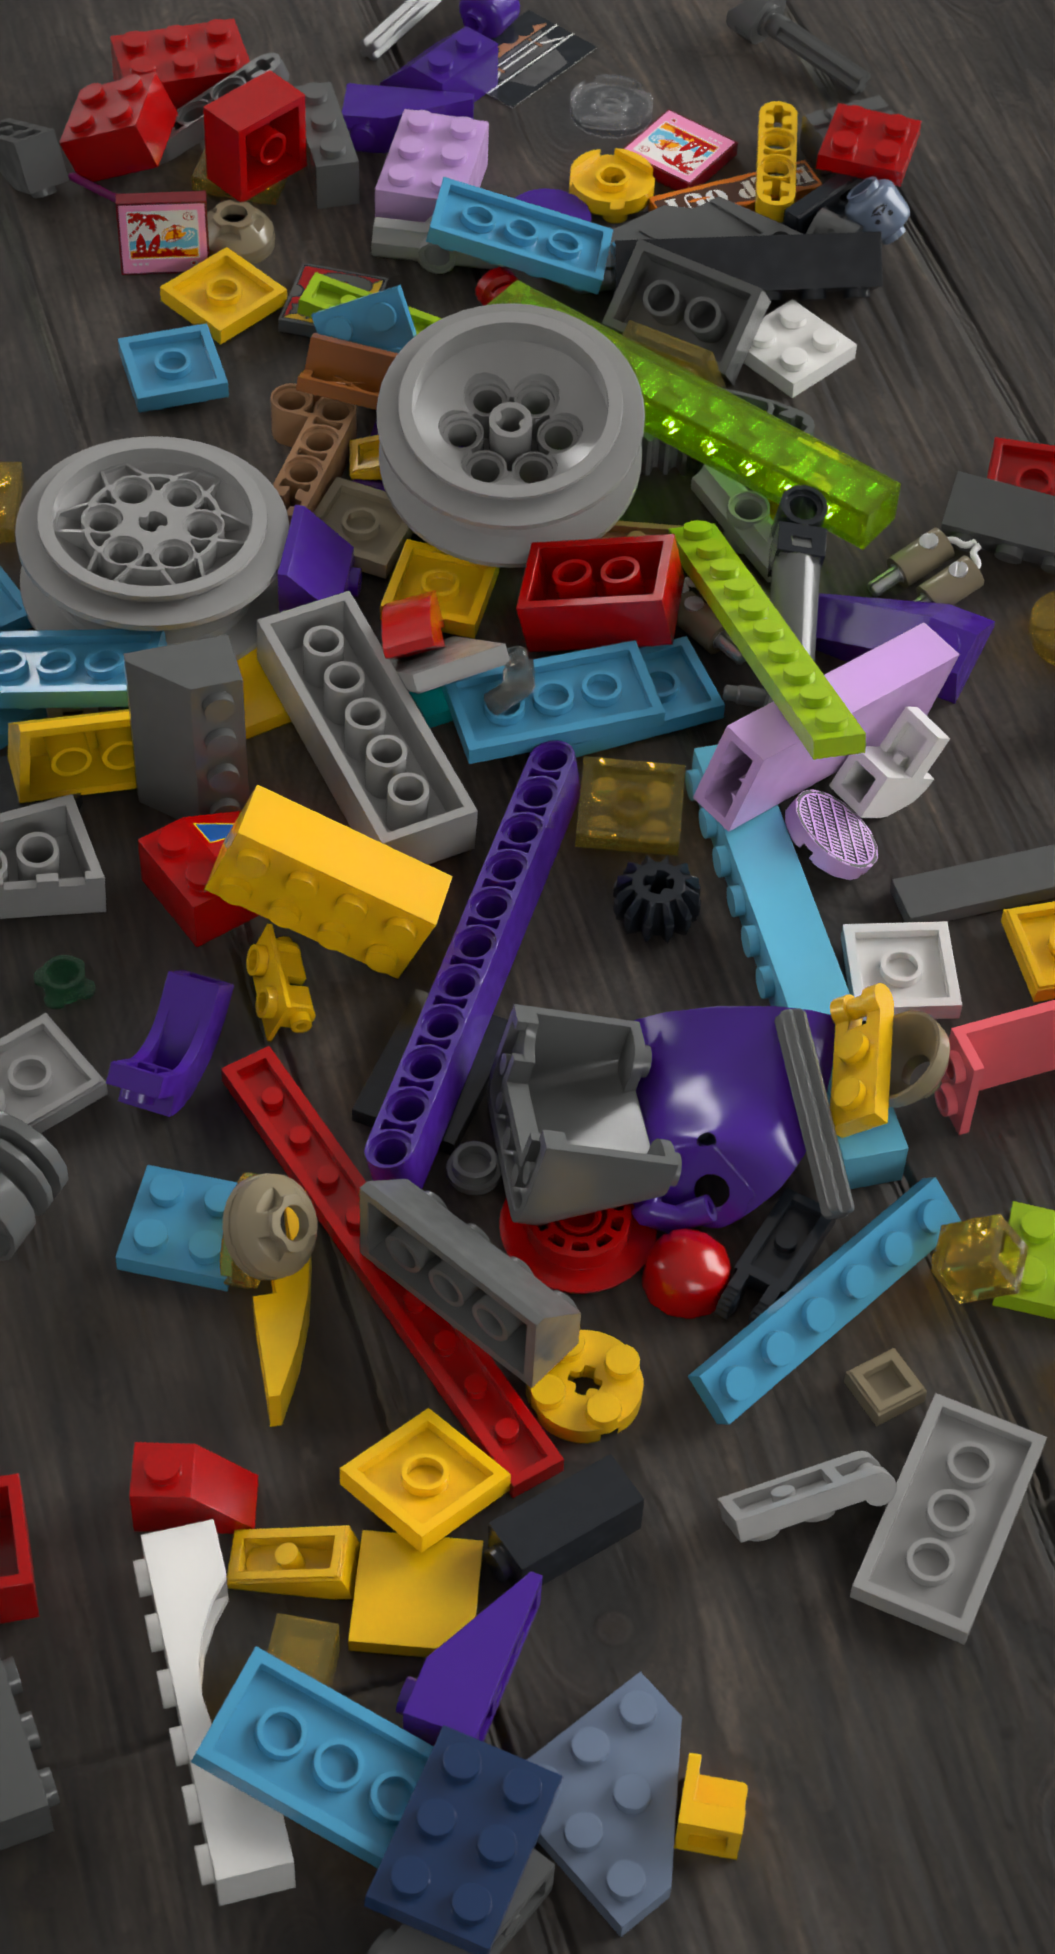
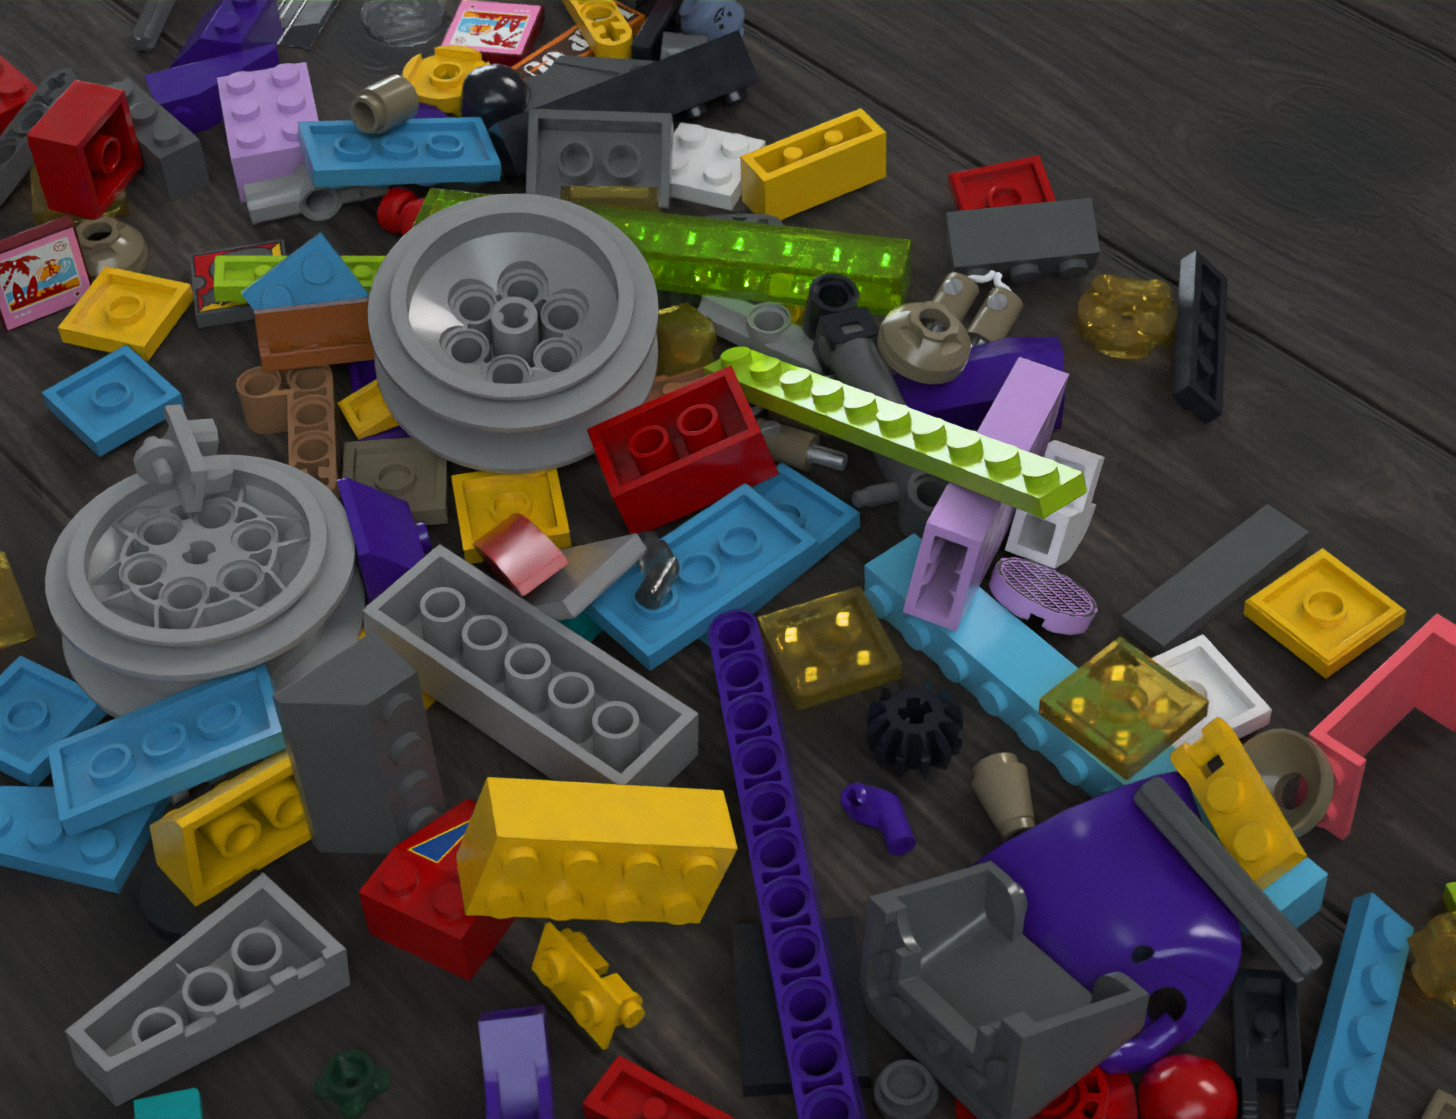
camera: 20 degrees left, 5 degrees down
(158, 433) = (180, 459): none -> light grey hips
(523, 188) = (384, 105): none -> dark tan brick
(590, 952) = (879, 811): none -> dark purple arm
(637, 212) = (494, 94): none -> black hair
(665, 495) = (684, 339): none -> clear yellow brick
(698, 976) = (1004, 793): none -> dark tan cone
(824, 947) = (1123, 707): none -> clear yellow plate
(852, 591) = (922, 353): none -> dark tan piece
(878, 384) = (814, 165): none -> yellow brick

